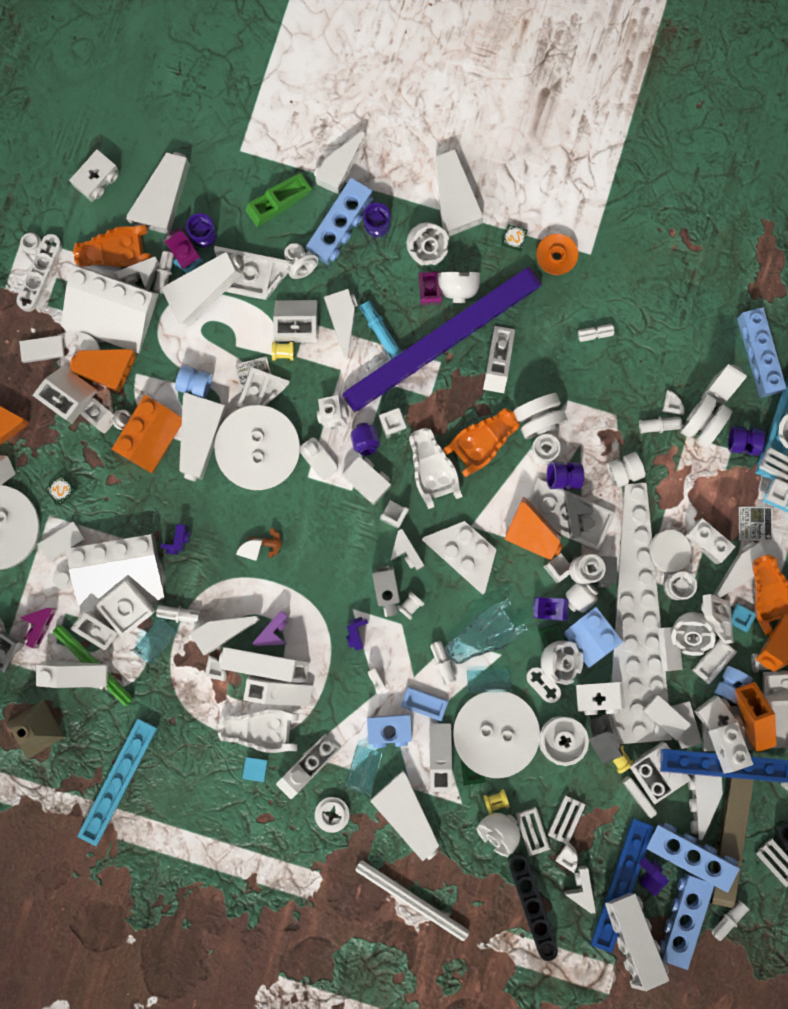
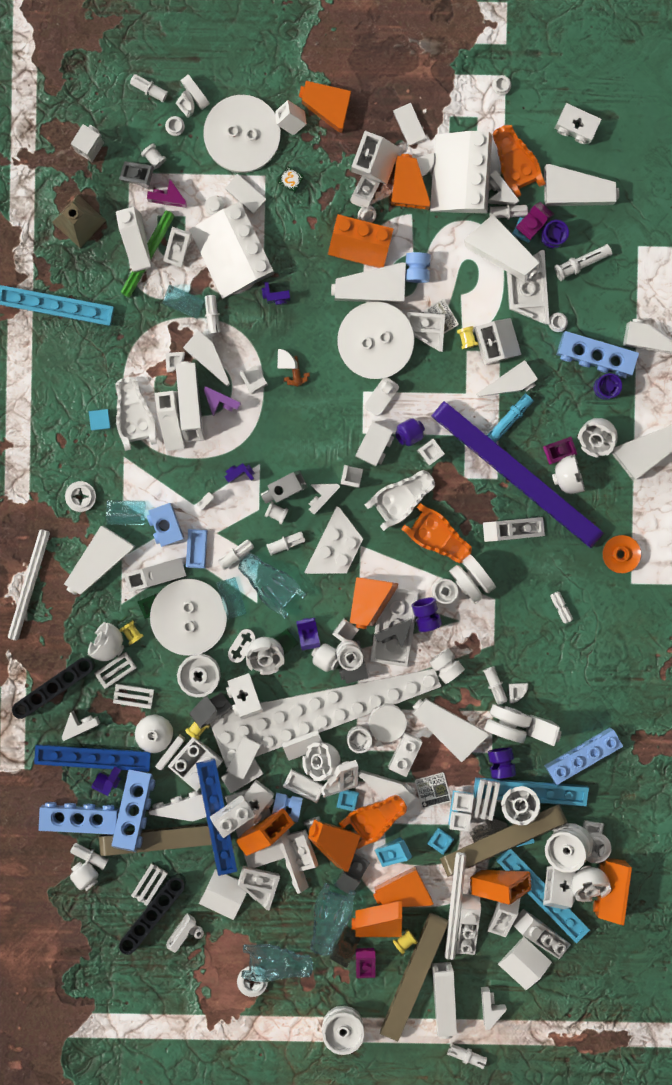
camera: 70 degrees right, 5 degrees up
(35, 271) = (477, 97): white beam -> none
(125, 608) = (204, 267): white tile -> none
(240, 219) = (574, 265): none -> white pin
(260, 589) = (253, 379): none -> white panel
(277, 199) = (602, 293): bright green slope -> none
(302, 265) = (548, 333): white gear -> none
(308, 766) = (114, 464): white slope -> none
(332, 412) = (424, 397): white brick -> none
(446, 605) = (285, 543): none -> white axle
(514, 237) = (626, 512): tile -> none
(568, 857) = (102, 706): white tile -> none
(593, 637) = (294, 677): light blue slope -> none
(616, 799) = (161, 732): none -> white cylinder
(637, 942) = (48, 782): white wedge -> none
(695, 485) = (453, 731): none -> white slope
(751, 933) = (84, 876): none -> white head

